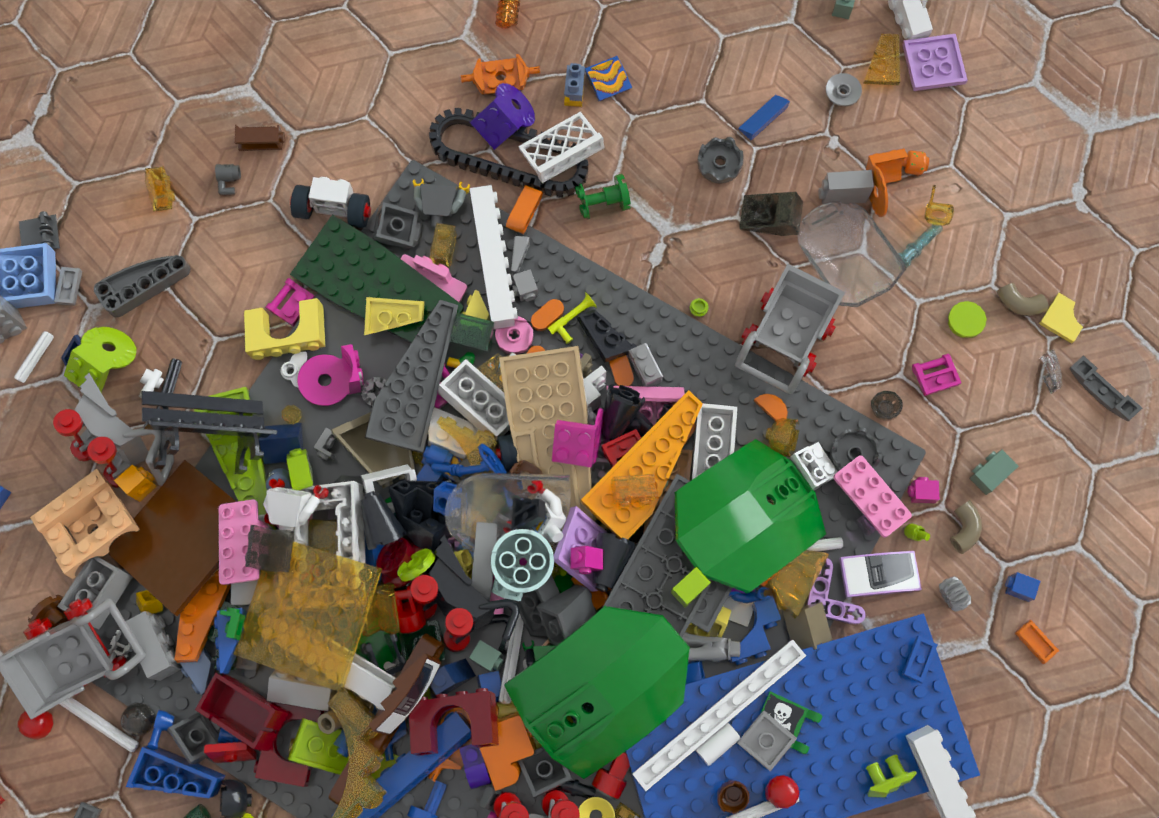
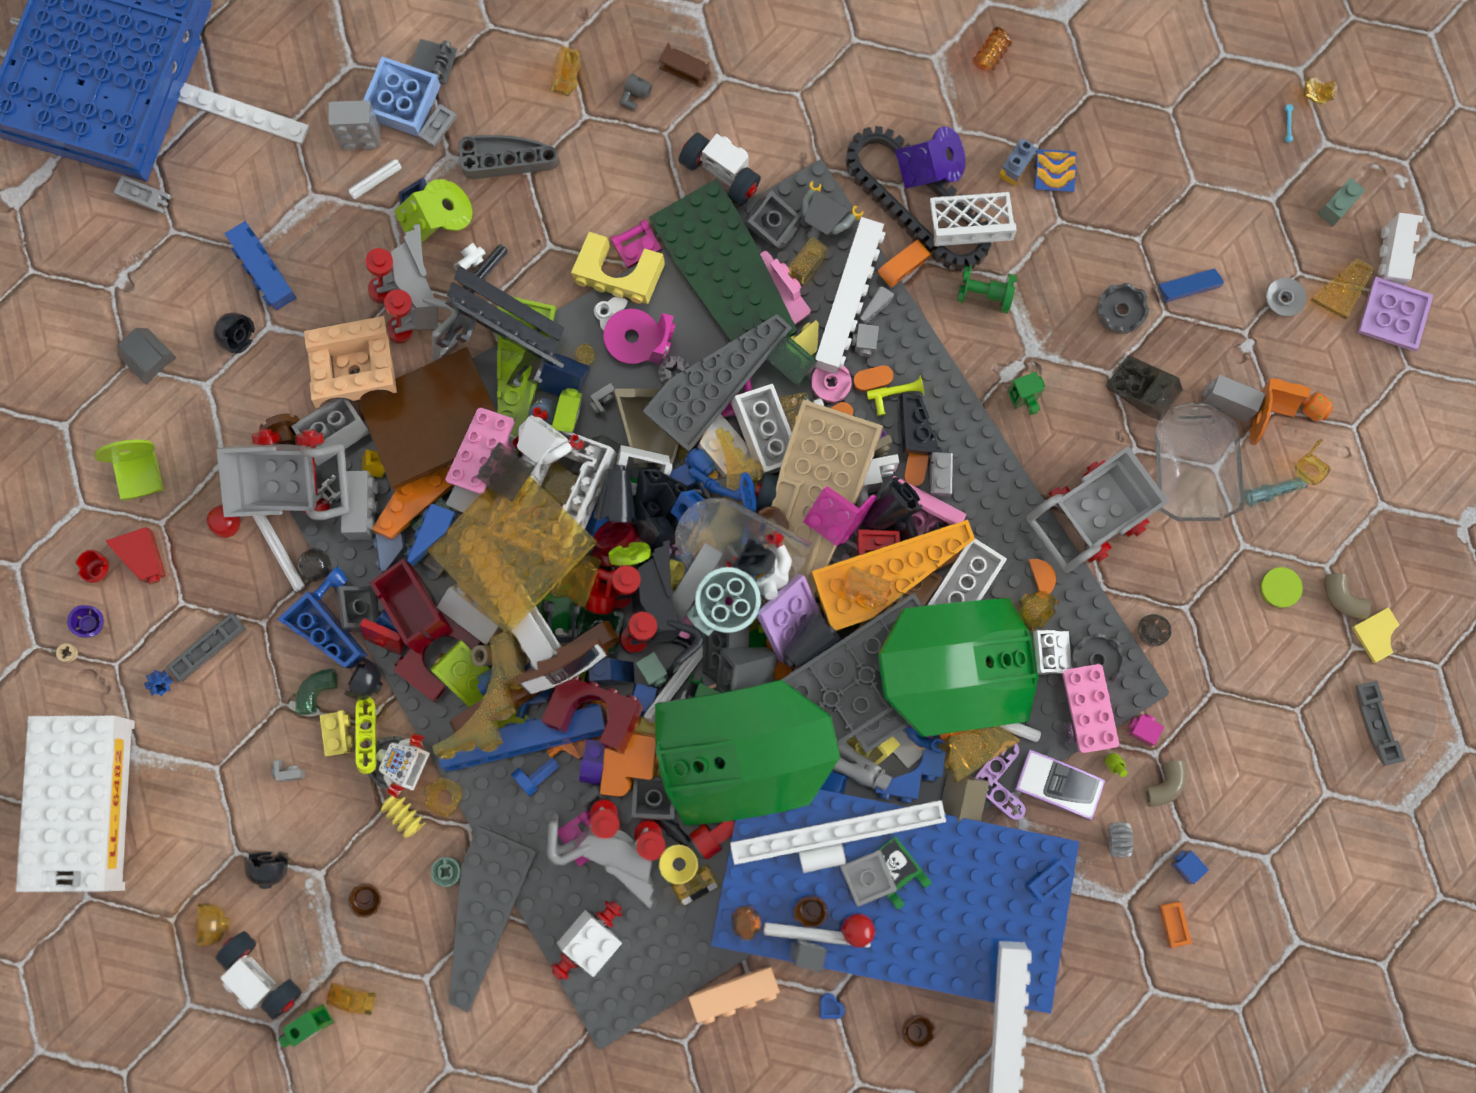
camera: 25 degrees right, 5 degrees up
(136, 482) = (413, 347): light orange brick -> none
(235, 625) = (441, 525): green bracket -> none
(391, 313) = (724, 303): light yellow wing -> none
(453, 362) = (778, 382): arm -> none
(513, 69) = (938, 105): orange plate -> none
(586, 559) = (787, 629): dark pink brick -> none
(679, 263) = (1026, 392): none -> green brick
(690, 587) = (869, 703): lime slope -> none
(699, 307) = (1023, 444): lime plate -> none
(883, 786) = (953, 975): lime connector -> none
(937, 380) = (1220, 632): dark pink plate -> none
(993, 472) = (1223, 746): sand green brick -> none
(1053, 378) = (1334, 686): clear slope -> none

